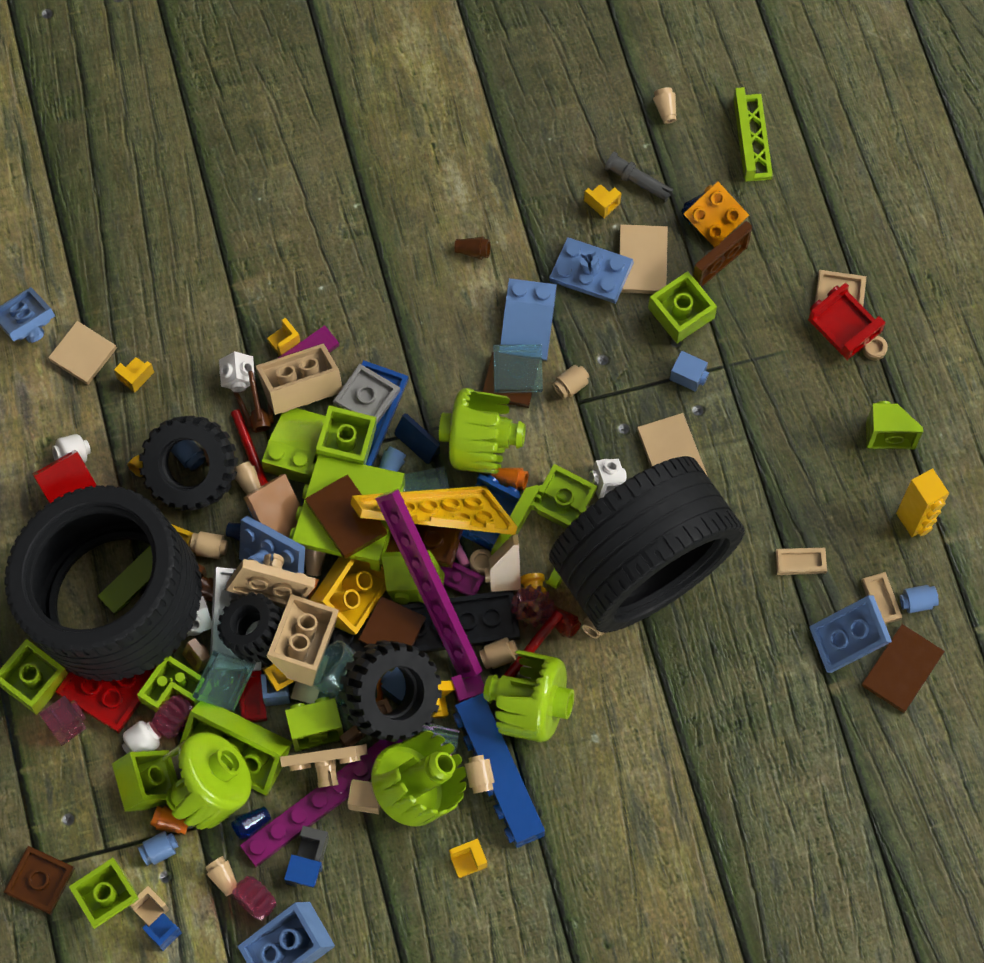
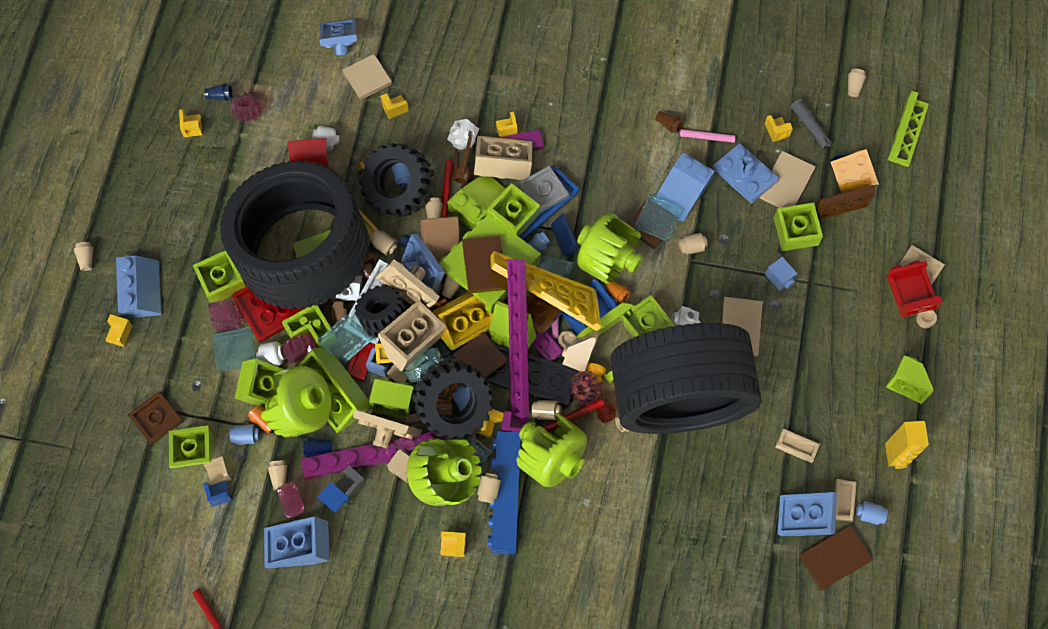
camera: 25 degrees right, 0 degrees up
(90, 754) = (233, 348): none -> clear light blue tile
(525, 244) = (707, 135): none -> bright pink bar

